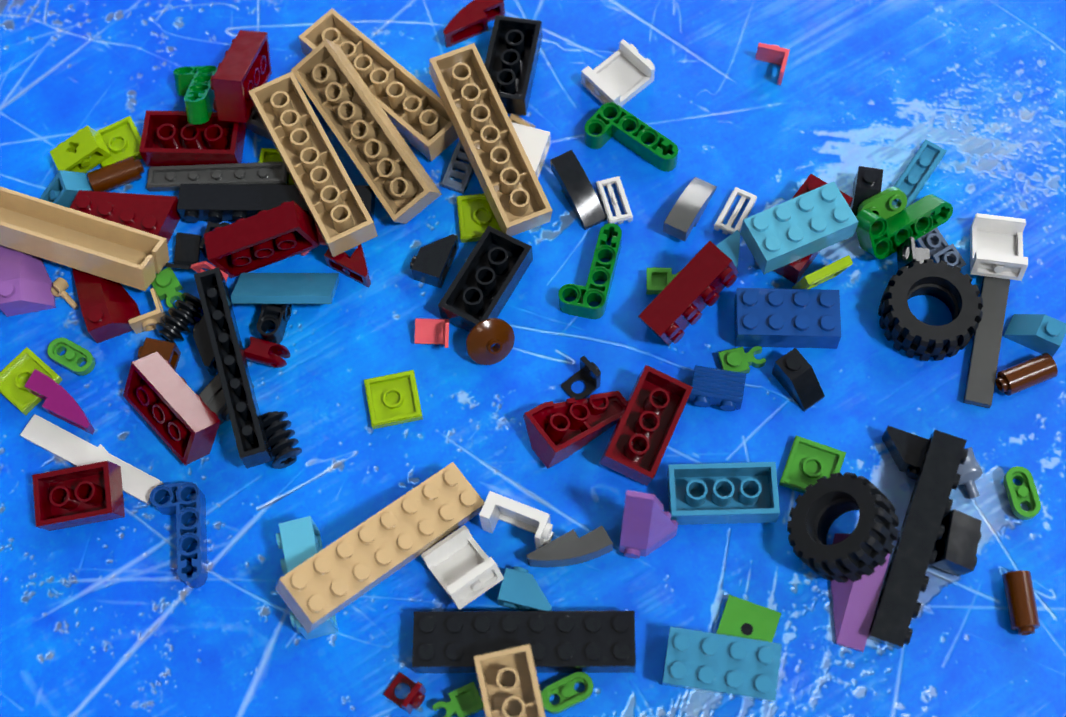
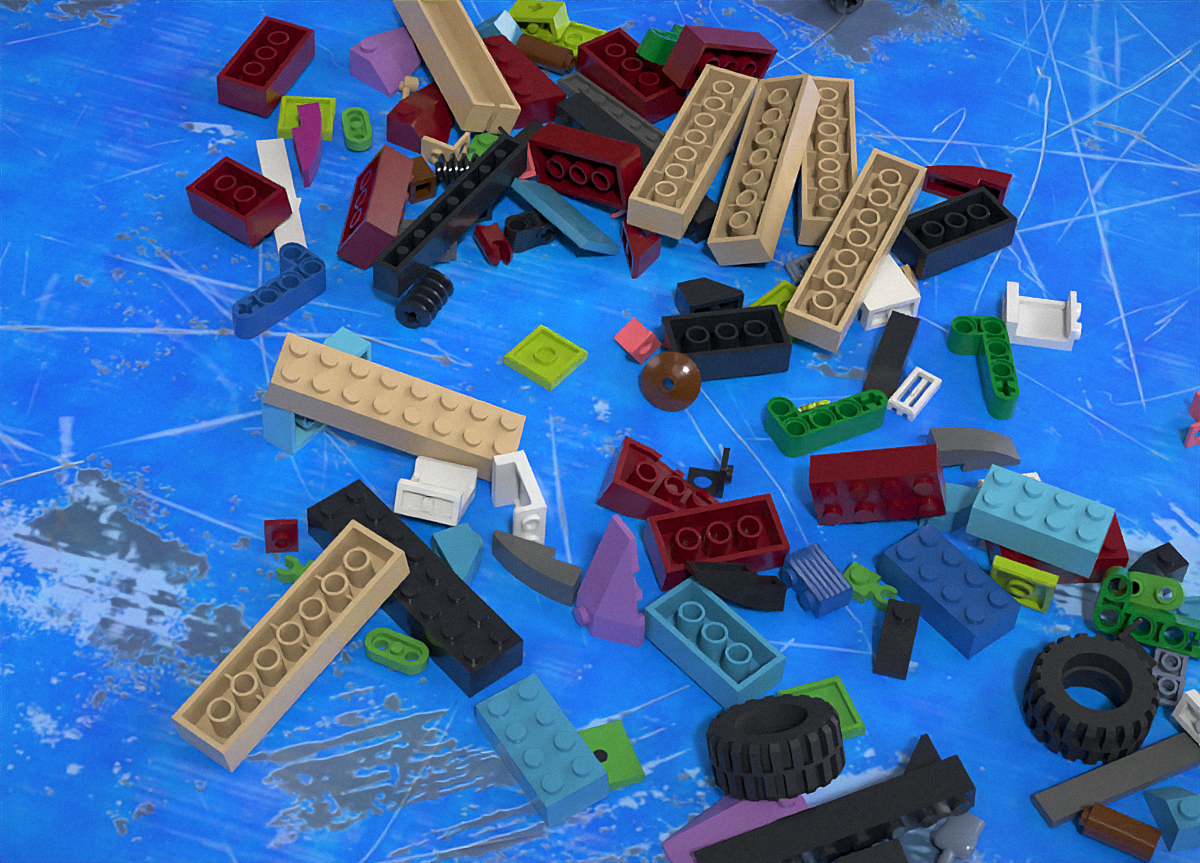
camera: 40 degrees right, 20 degrees down
(581, 272) = (813, 405): none -> lime plant
(692, 440) = (740, 584): none -> black slope

